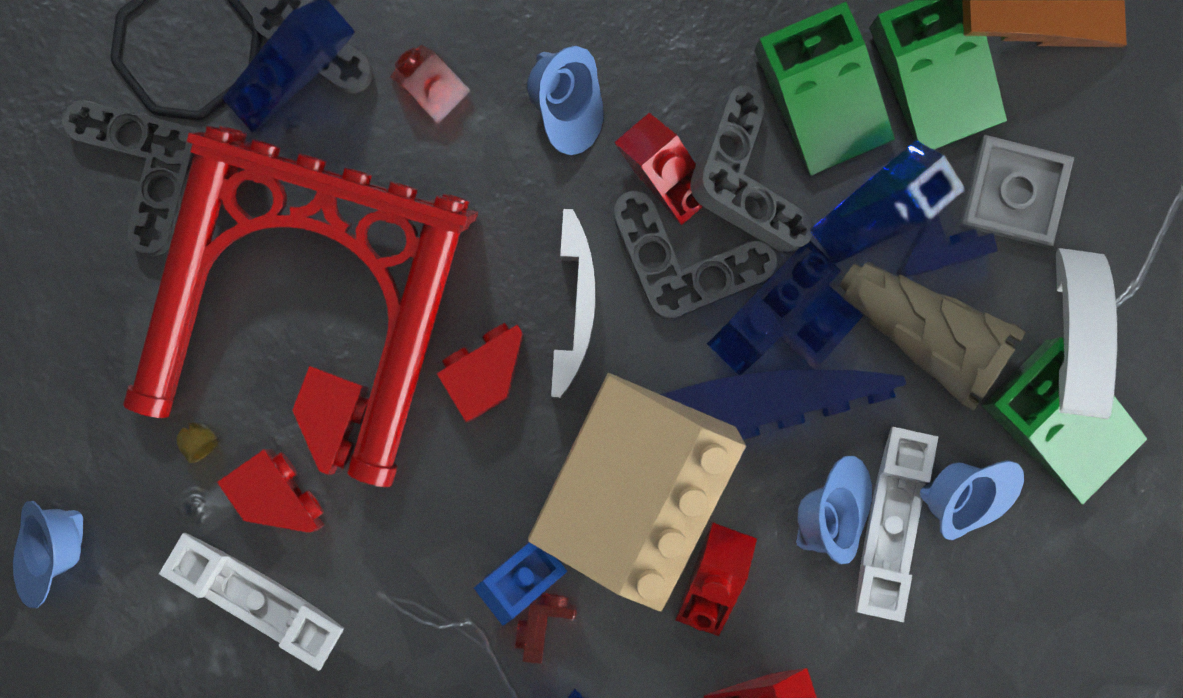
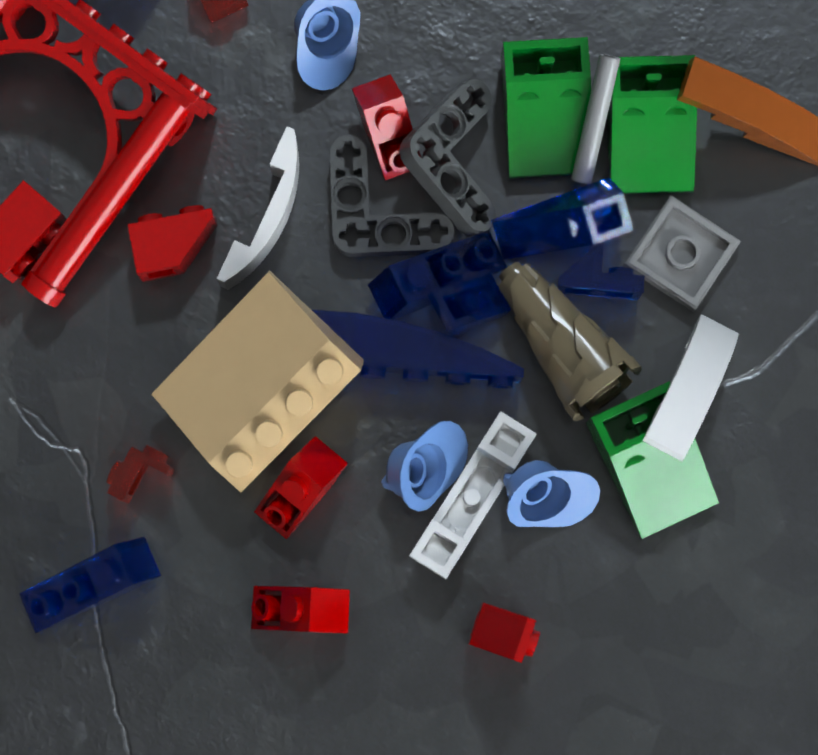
camera: 20 degrees right, 5 degrees down
(519, 581) = (131, 425): blue slope -> none
(884, 84) = (595, 118): none -> light grey piece
(982, 656) = (504, 633): none -> red slope

